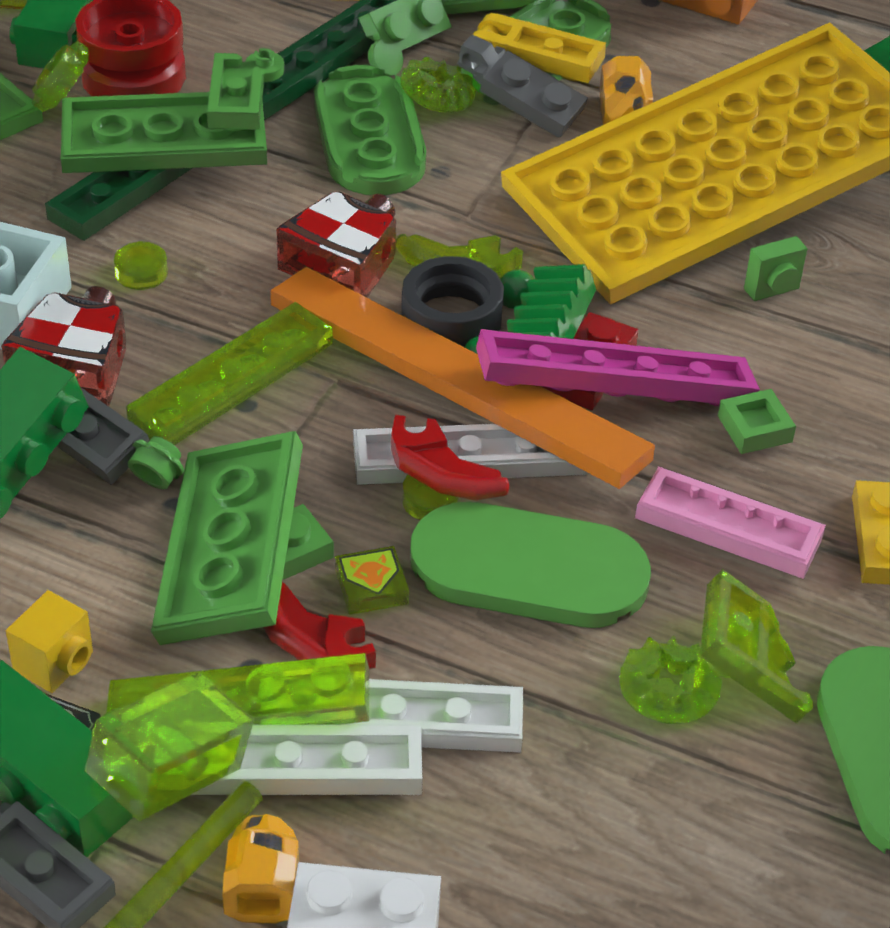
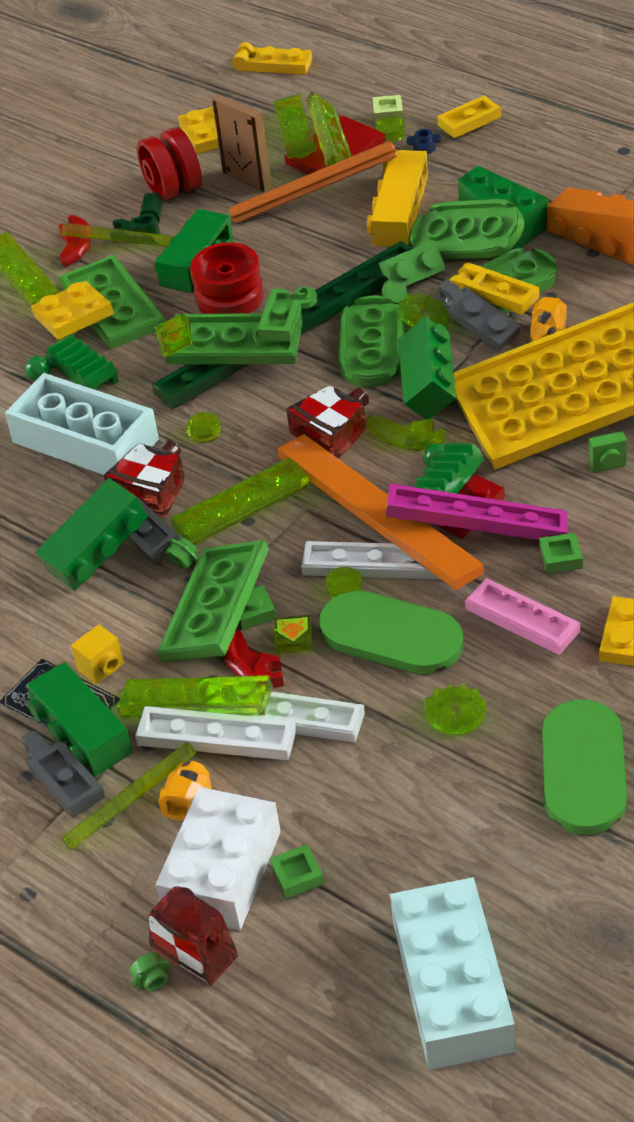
camera: 20 degrees right, 0 degrees up
(59, 75) = (177, 298): clear neon green gear -> none
(74, 125) = (173, 335): none -> clear neon green tile
(168, 745) = (142, 716): clear neon green brick -> none
(434, 464) = (346, 566): red piece -> none
(453, 278) = (389, 446): black tyre -> none
(474, 161) = (426, 368): none -> green brick
(745, 644) = (506, 692): clear neon green wing -> none

